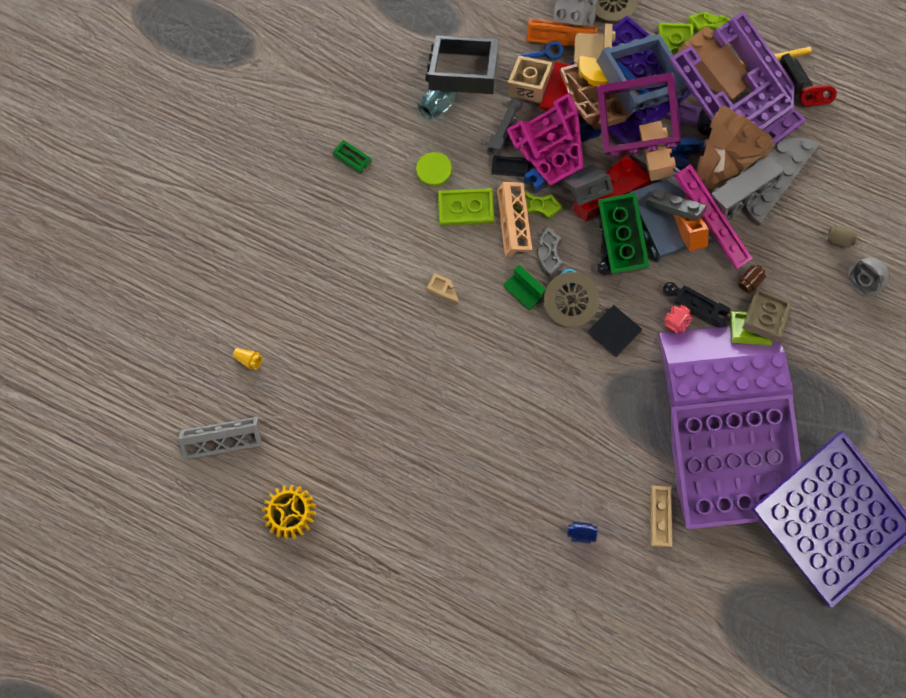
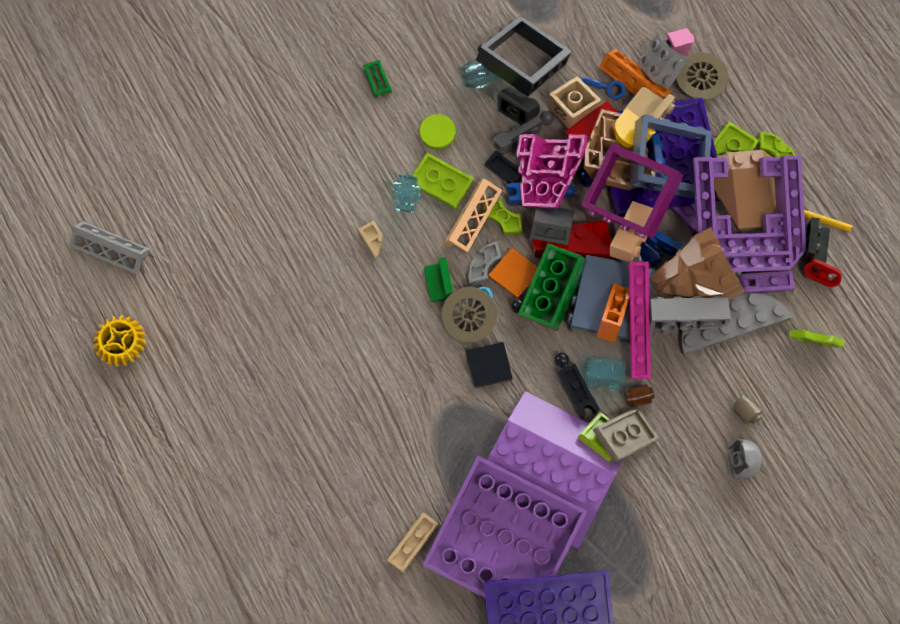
camera: 30 degrees right, 0 degrees up
(248, 358) = (175, 197): yellow cone -> none
(448, 232) = (406, 193): none -> clear light blue brick
(486, 109) = (517, 106): none -> pearl dark grey slope
(581, 244) = (513, 273): none -> orange tile
(582, 532) = (337, 511): clear blue brick -> none
(676, 205) = (612, 290): dark grey plate -> none
(677, 319) = (548, 389): coral head -> none
(712, 277) = (604, 373): none -> clear light blue brick
(856, 146) = (824, 340): none -> lime tile

